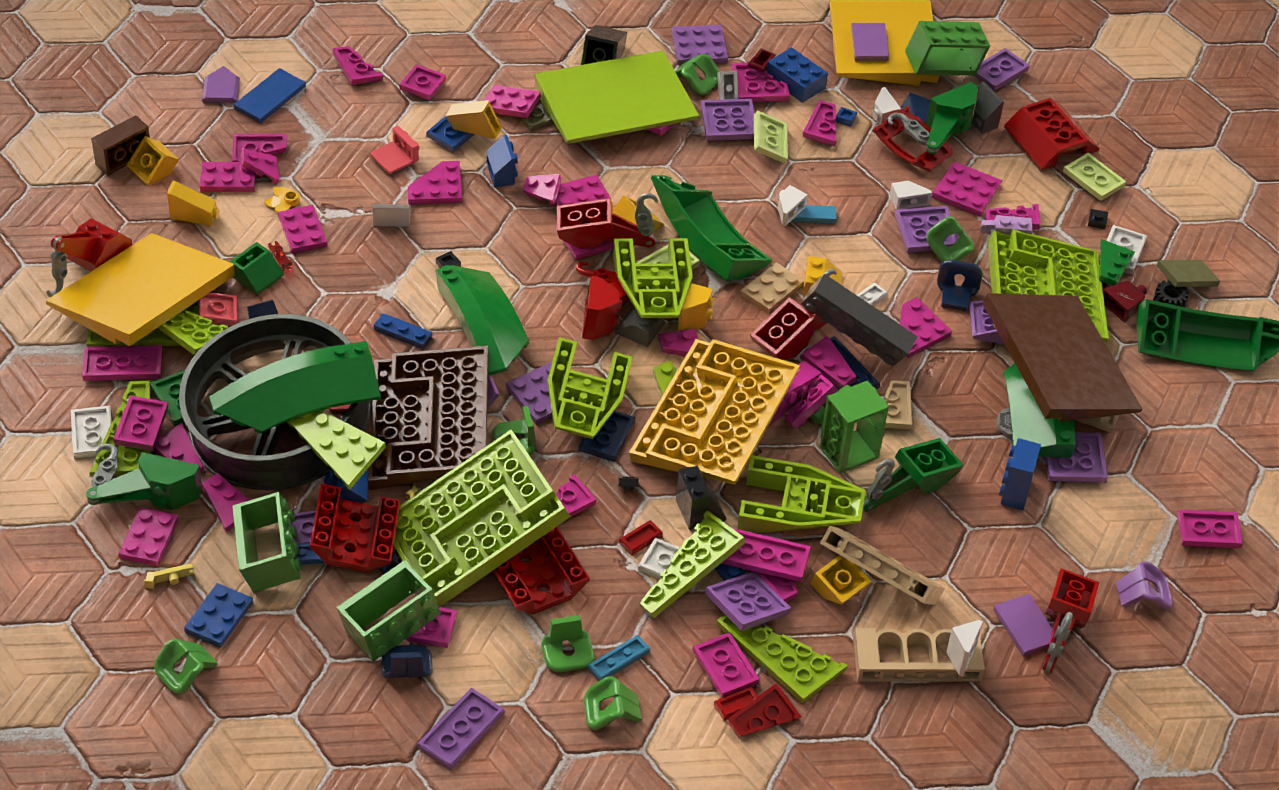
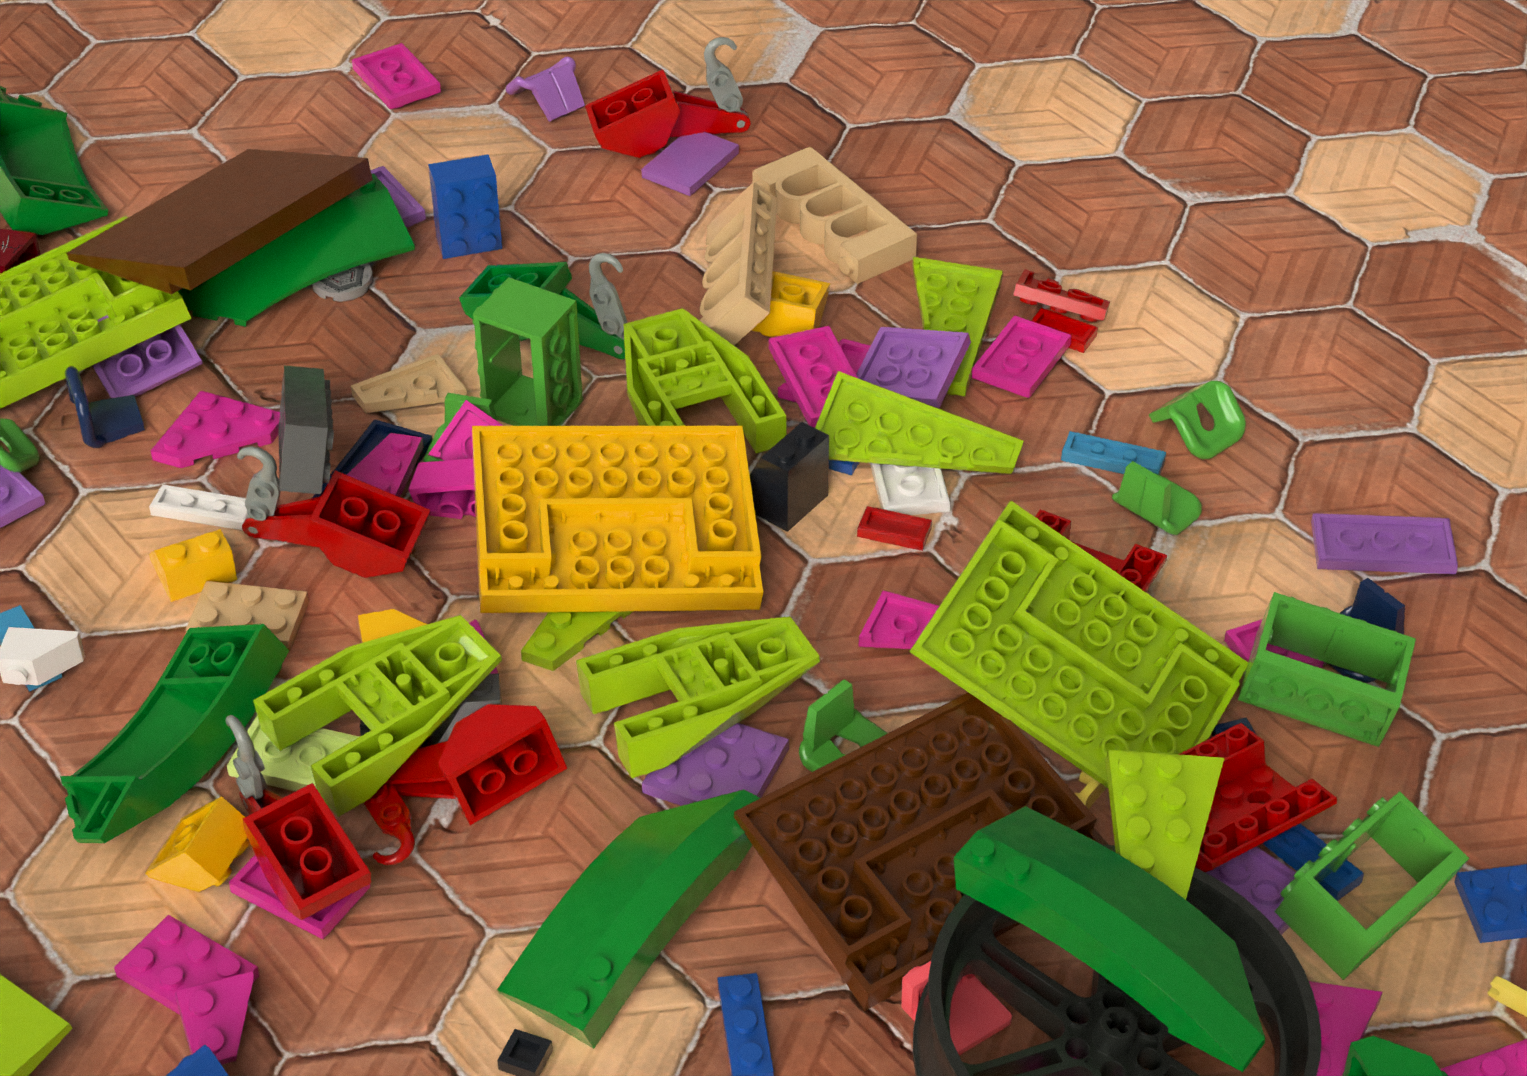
camera: 120 degrees left, 5 degrees down
(628, 483) = (813, 577): black plate -> none
(963, 644) = (811, 141): white slope -> none

